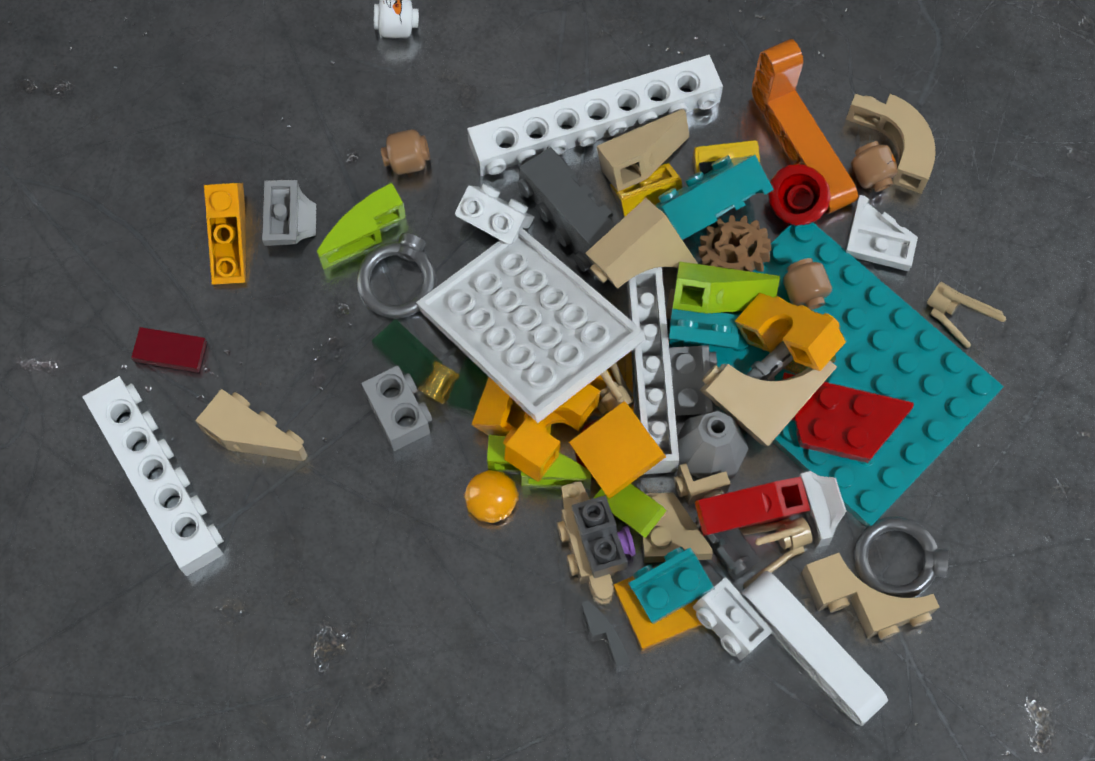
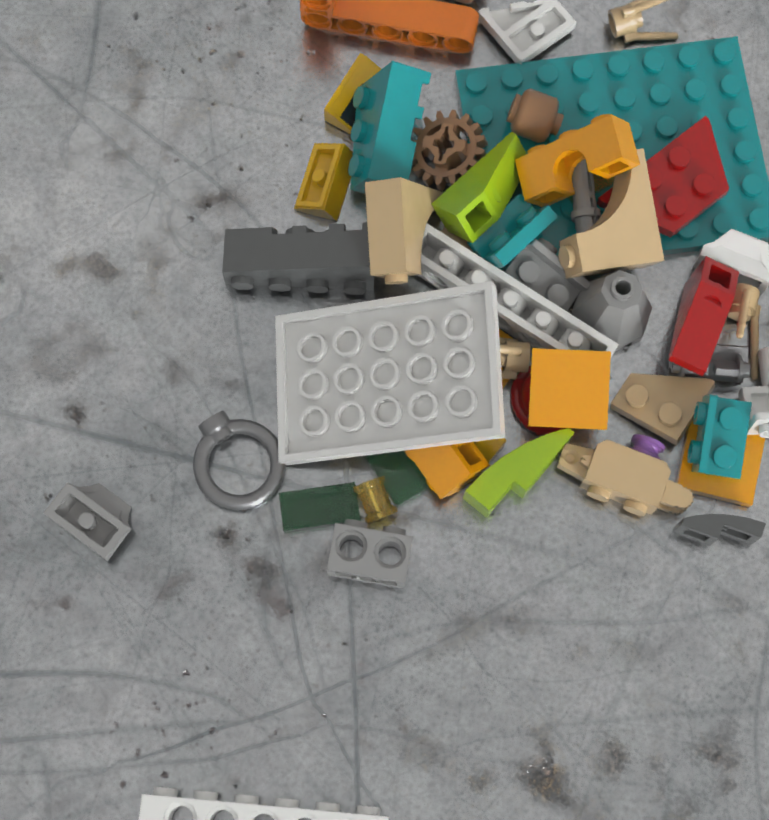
camera: 55 degrees left, 5 degrees up
(169, 349) = (142, 727): dark red tile -> none
(226, 232) = (64, 586): light orange slope -> none
(243, 430) = (278, 714): tan slope -> none
(361, 226) = (162, 454): lime slope -> none
(406, 152) = (118, 361): medium nougat head -> none
(491, 496) = (516, 531): light orange hair -> none
(492, 214) = (247, 329): white bracket -> none
(533, 448) = (513, 459): light orange arch -> none
(599, 536) = (636, 465): flat silver slope -> none
(635, 509) = (626, 417): lime tile -> none
(643, 150) = (289, 162): tan slope -> none
(696, 74) = (255, 53): white brick -> none
(701, 488) = (652, 342): tan bracket -> none
(799, 194) = (442, 52): red hat -> none

